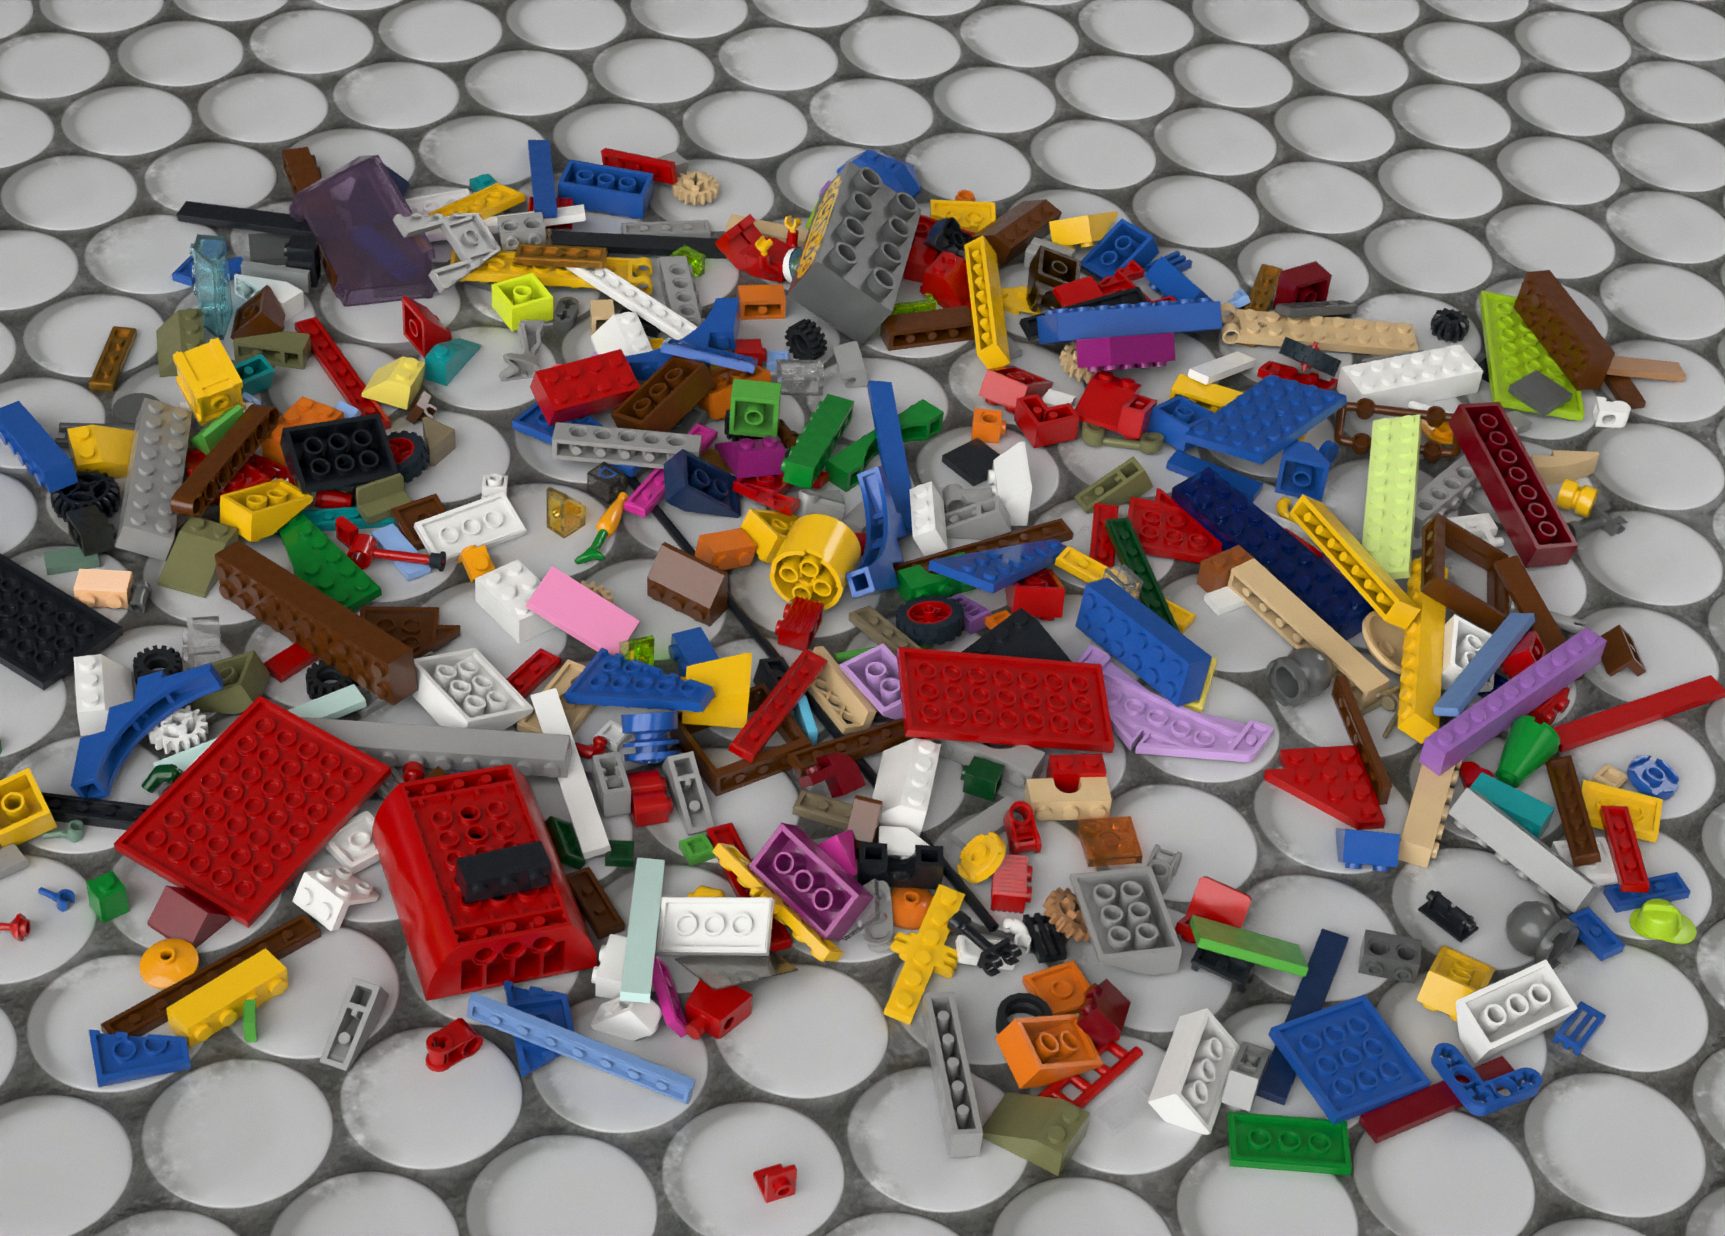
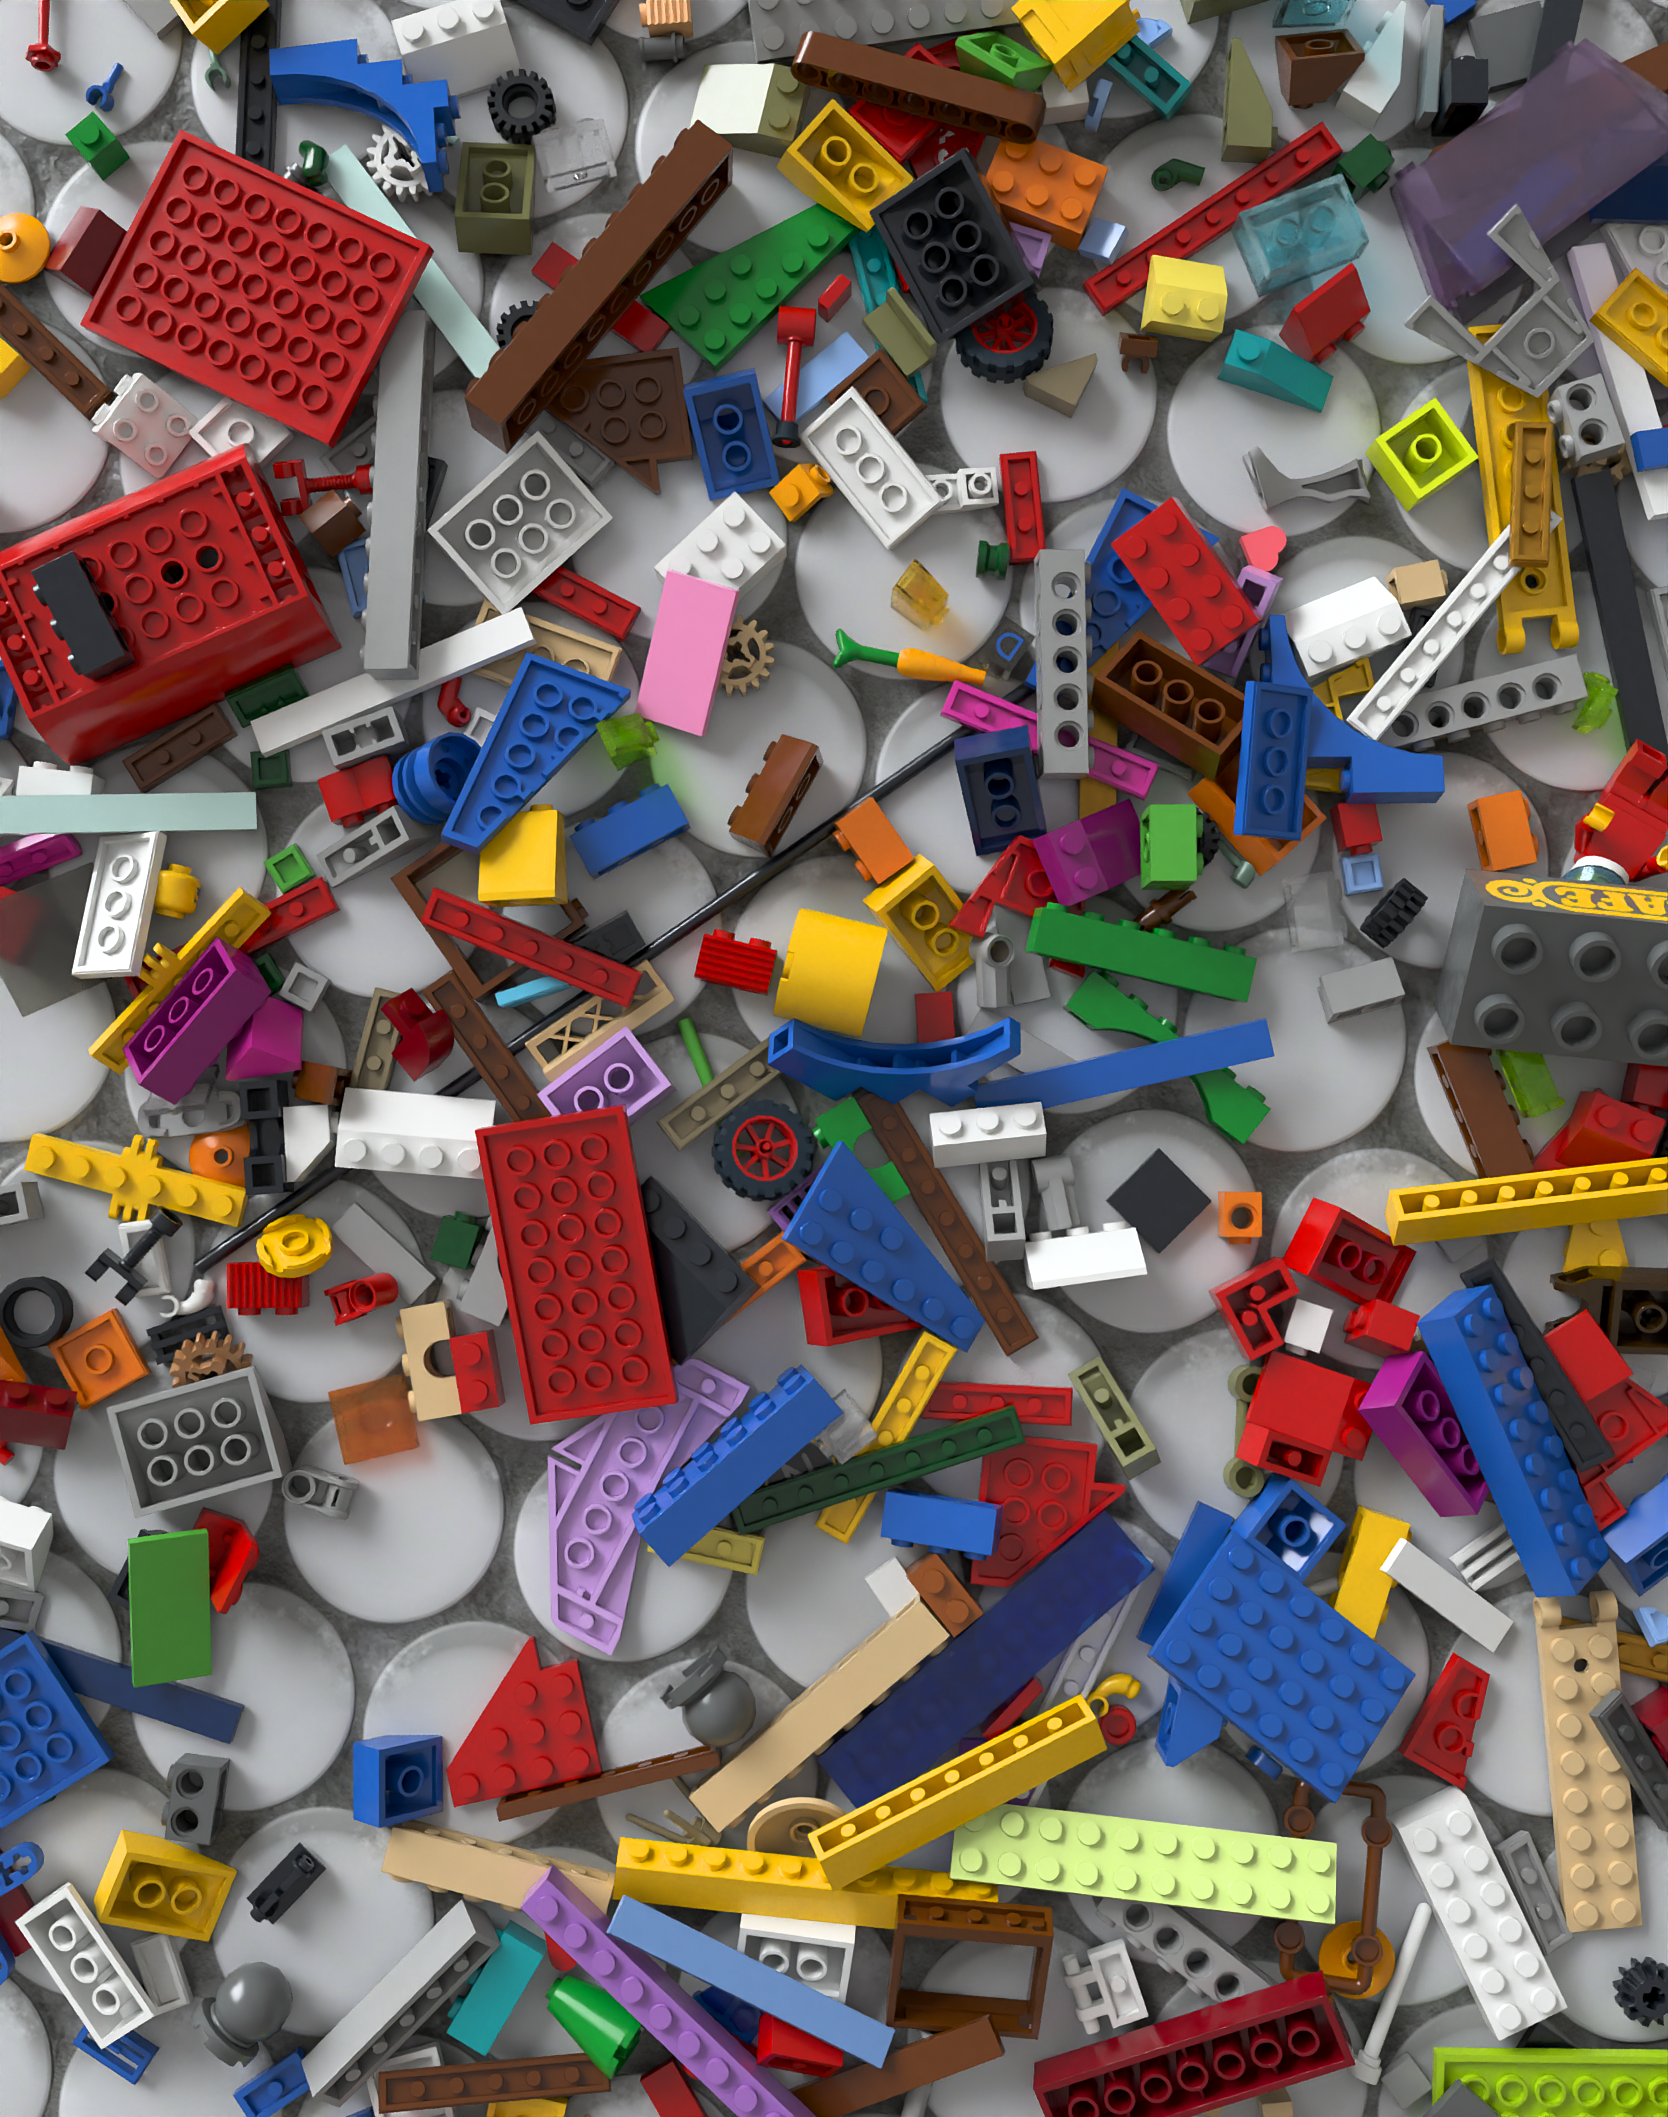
camera: 90 degrees right, 45 degrees up
(307, 383) = (1174, 172): none -> dark green arm
(332, 308) = (1365, 167): none -> dark green brick
(369, 332) = (1300, 235): none -> clear light blue brick
(425, 584) = (731, 434): none -> blue slope
(517, 471) = (1022, 506): none -> red tile
(544, 479) = (992, 560): none -> dark green wheel
(562, 312) = (1423, 538): dark grey beam -> none
(1061, 368) = (1380, 1328): none -> red brick
(1181, 562) = (942, 1523): none -> blue brick
(1193, 348) = (1492, 1570): none -> white tile
(1310, 356) = (1489, 1744): black wheel -> none

